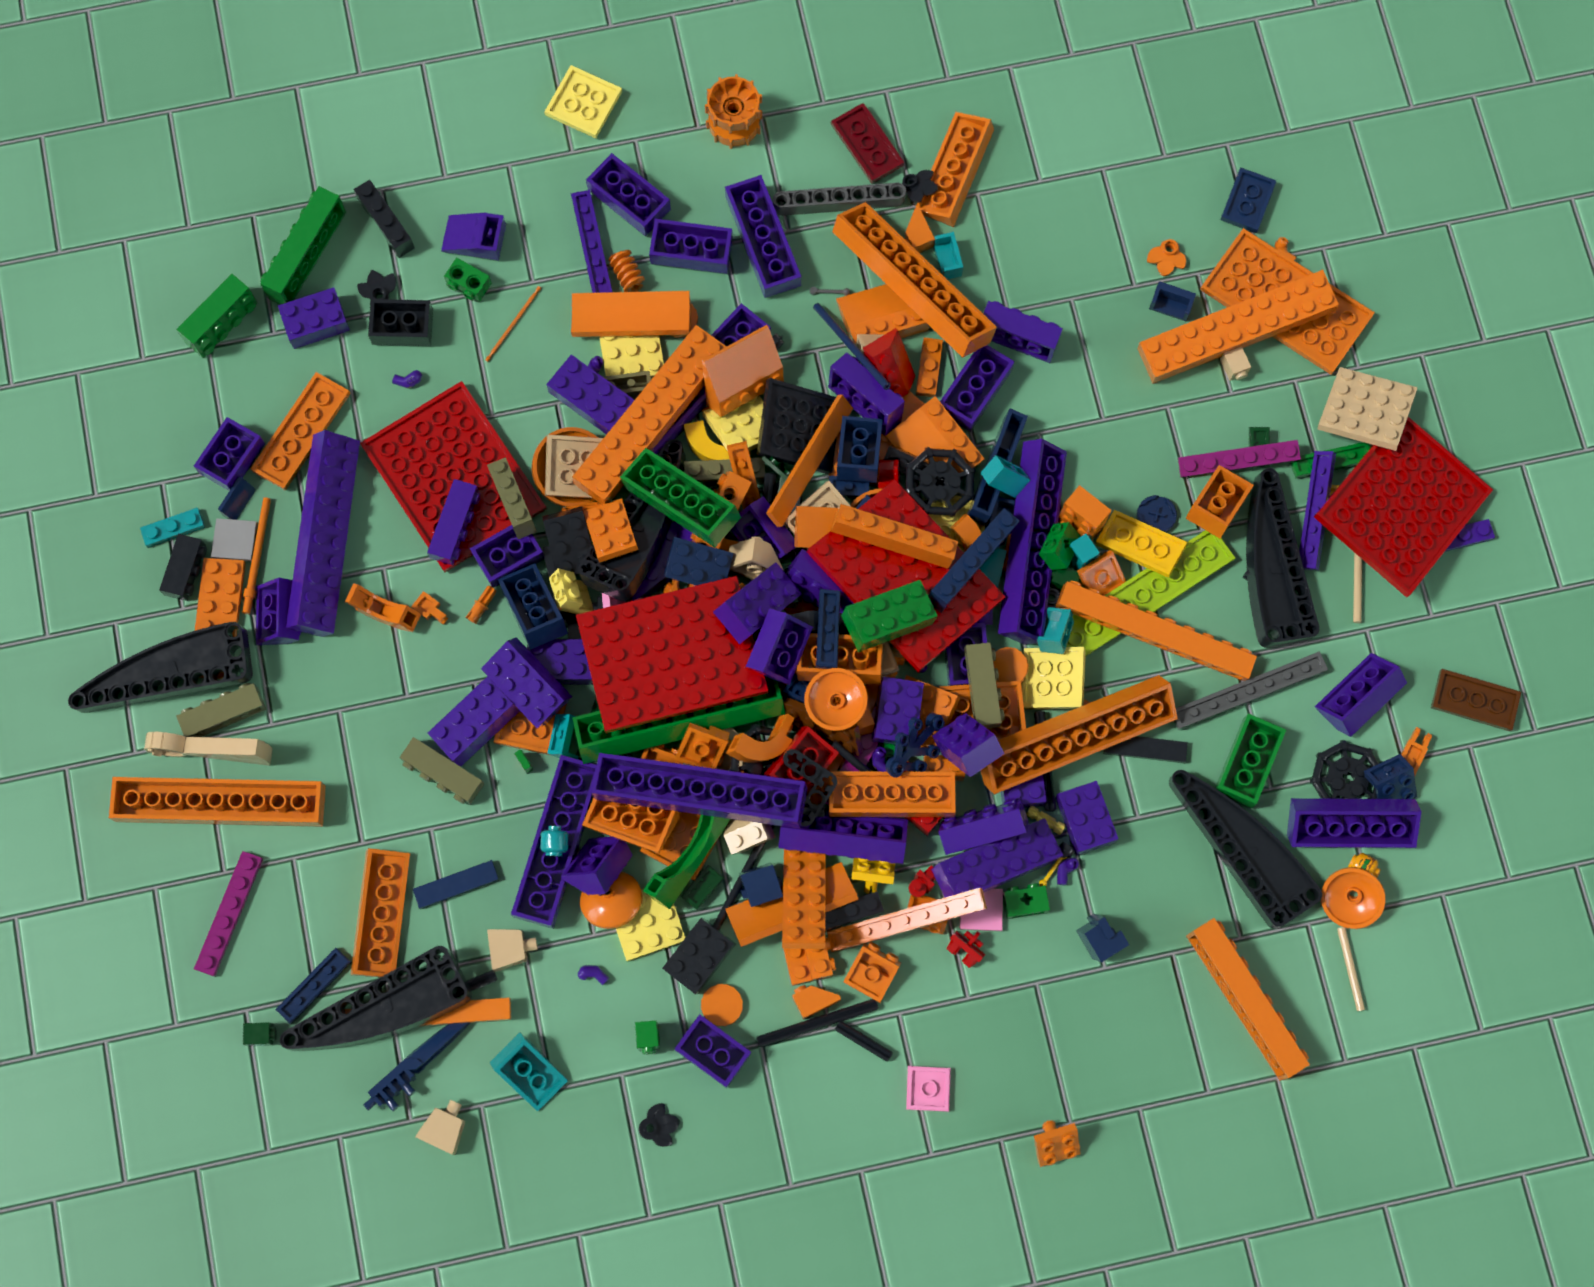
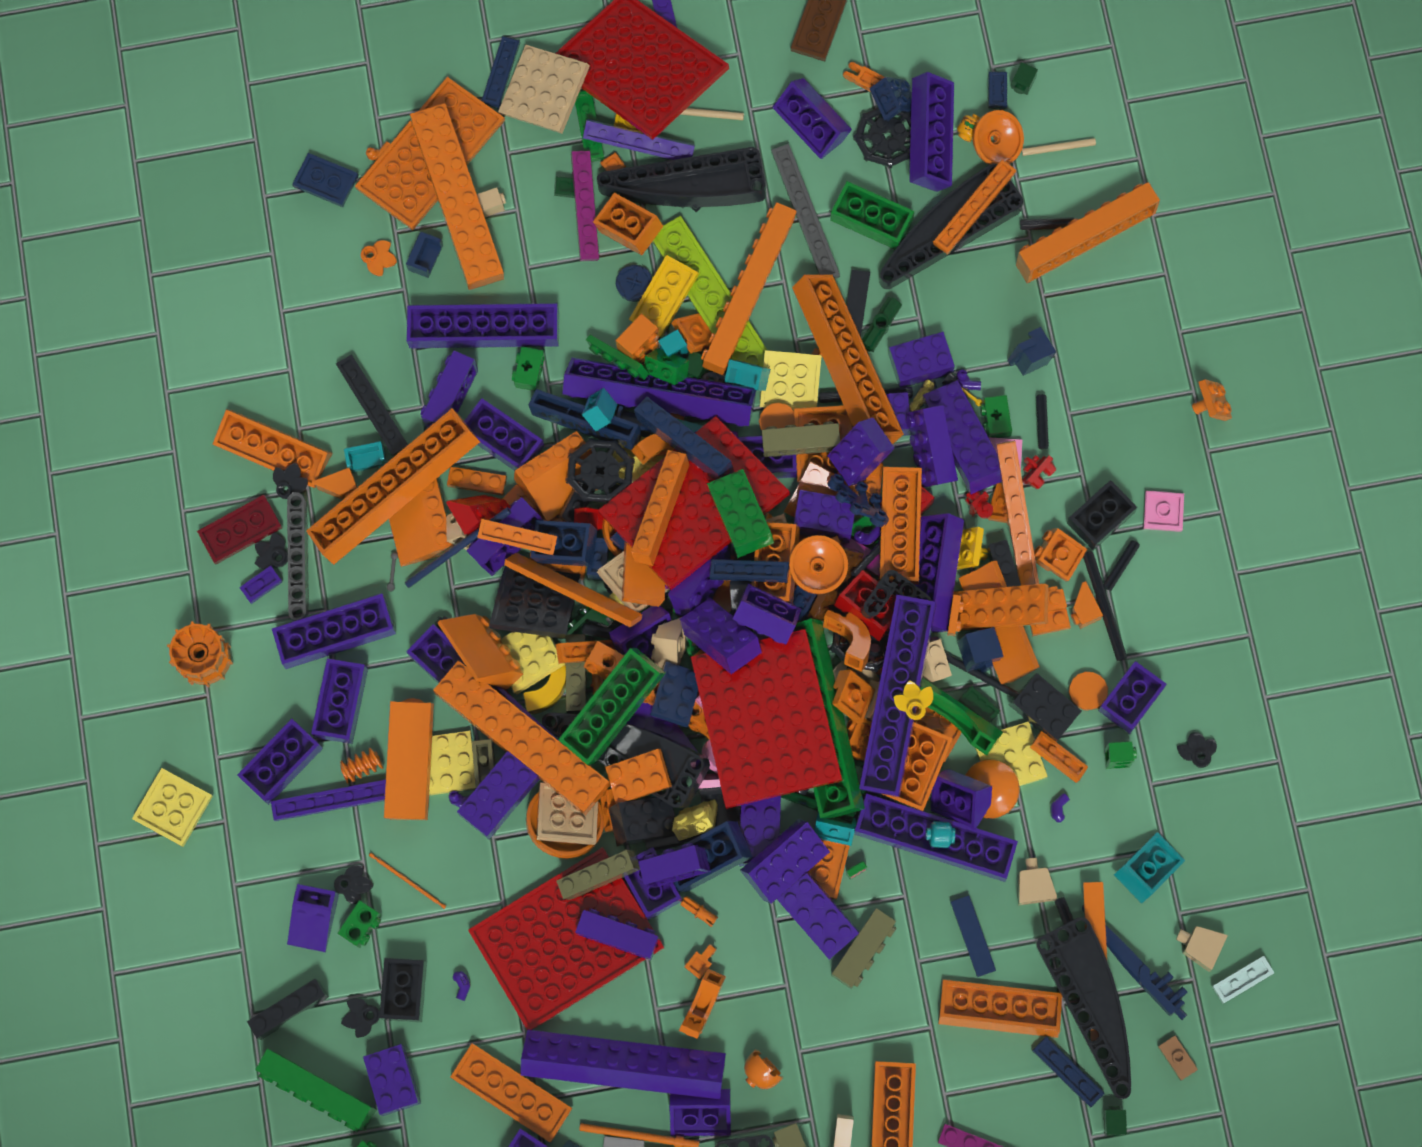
camera: 80 degrees left, 0 degrees up
(316, 670) = (761, 1071): none -> orange cylinder
(326, 1102) = (1177, 1058): none -> medium nougat plate
(407, 1173) = (1243, 979): none -> light aqua plate
(510, 274) = (356, 884): none -> black plate
(516, 567) = (674, 865): none -> dark purple brick
(646, 972) = (1058, 757): none -> orange plate
(693, 803) = (912, 698): none -> yellow plate
(803, 856) = (956, 608): none -> orange plate
(810, 166) = (260, 584): none -> dark purple plate
(845, 173) = (269, 552): none -> black plate
(859, 397) = (517, 536): none -> orange plate
(917, 1017) = (1101, 515): none -> black brick
(1005, 259) = (372, 405): none -> black plate
(1024, 952) = (1042, 421): none -> black axle
(1043, 414) = (528, 379): none -> green brick
(1079, 478) = (620, 360): none -> green plate
(1096, 362) = (483, 325): none -> dark purple brick
(1137, 780) = (886, 315): none -> dark green piece
(1257, 954) = (1044, 223): none -> black axle
(1268, 872) = (974, 206): none -> orange tile
(1290, 487) = (612, 163): none -> orange tile
(1386, 368) = (500, 72): none -> dark blue tile
(1413, 898) = (997, 90): none -> dark blue plate
(1429, 928) = (1024, 79): none -> dark green brick

